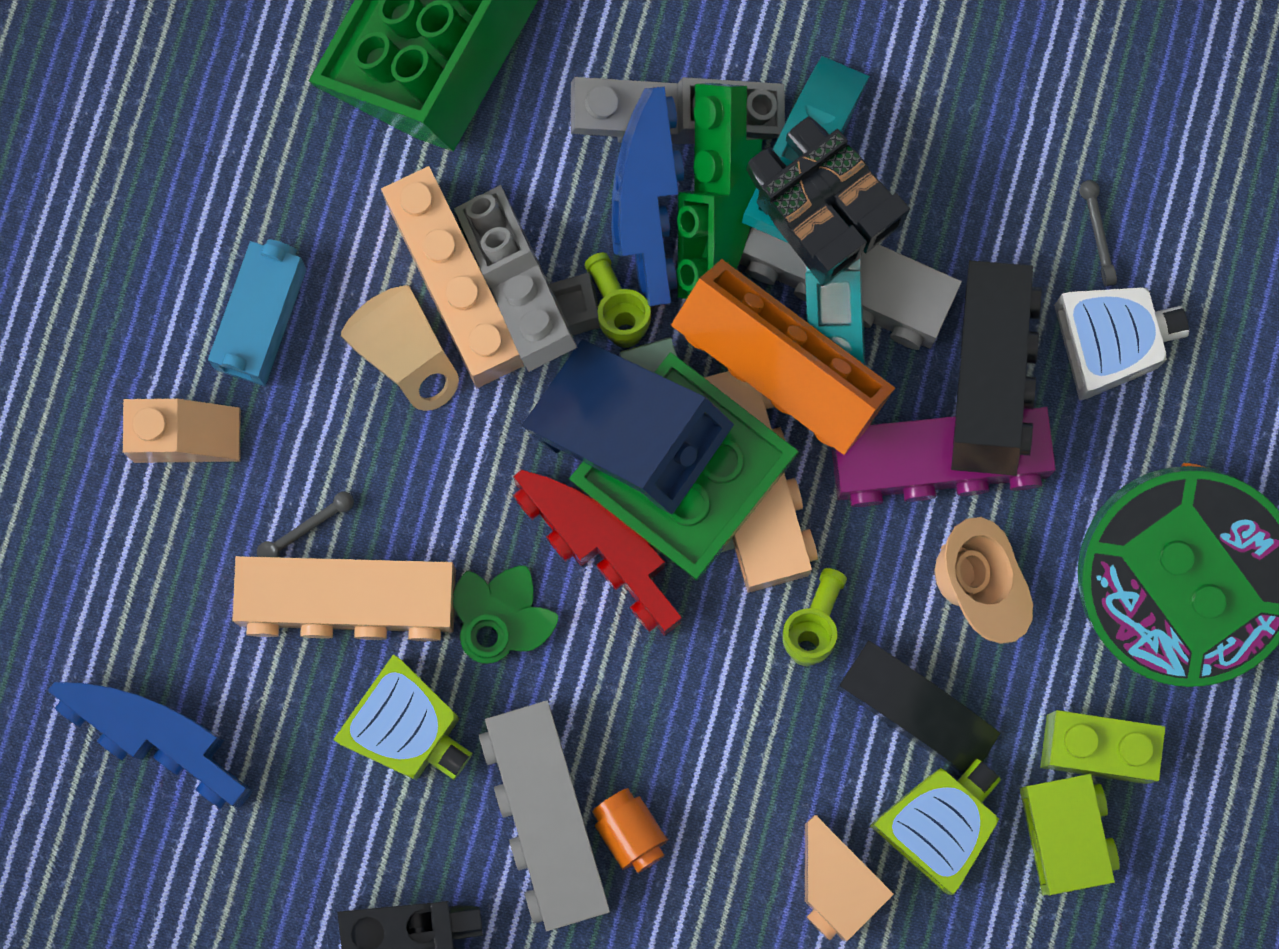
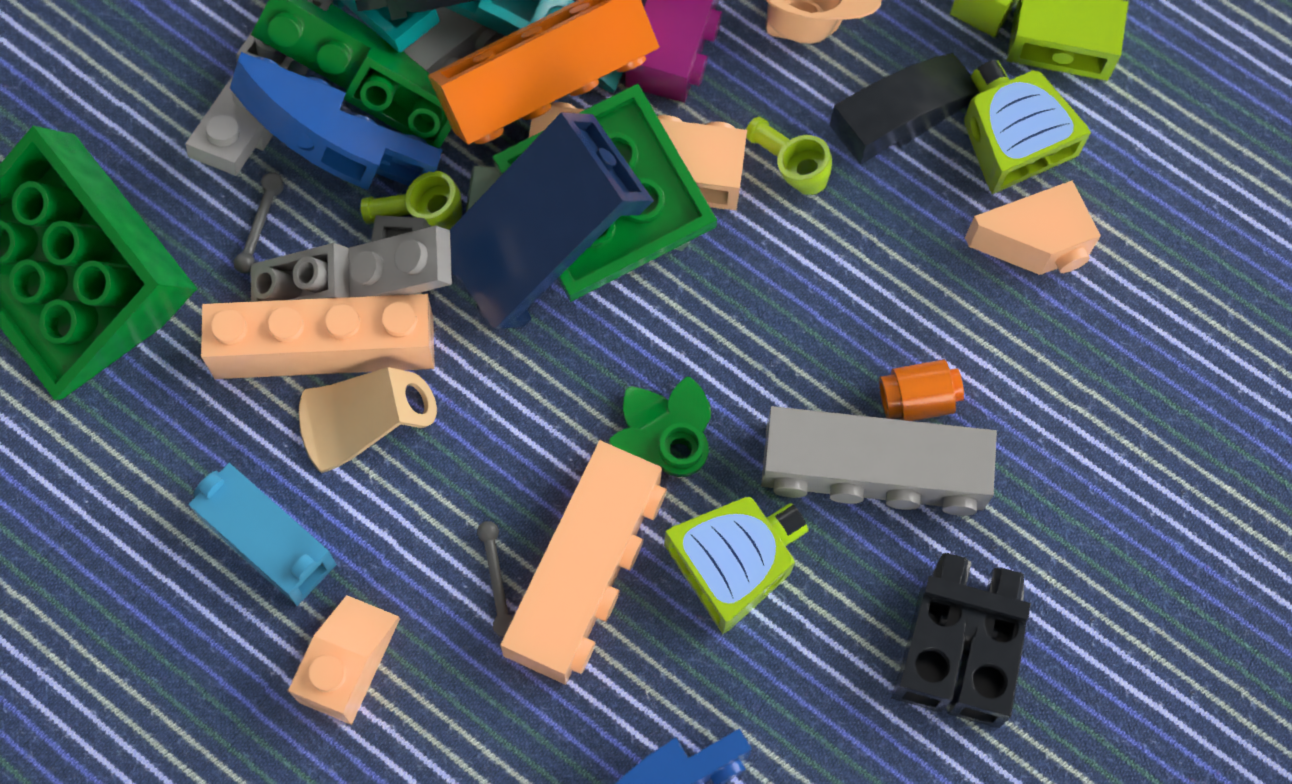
camera: 70 degrees left, 10 degrees down
(585, 529) = (619, 313): red slope -> none
(587, 167) = (272, 186): none -> dark grey hinge

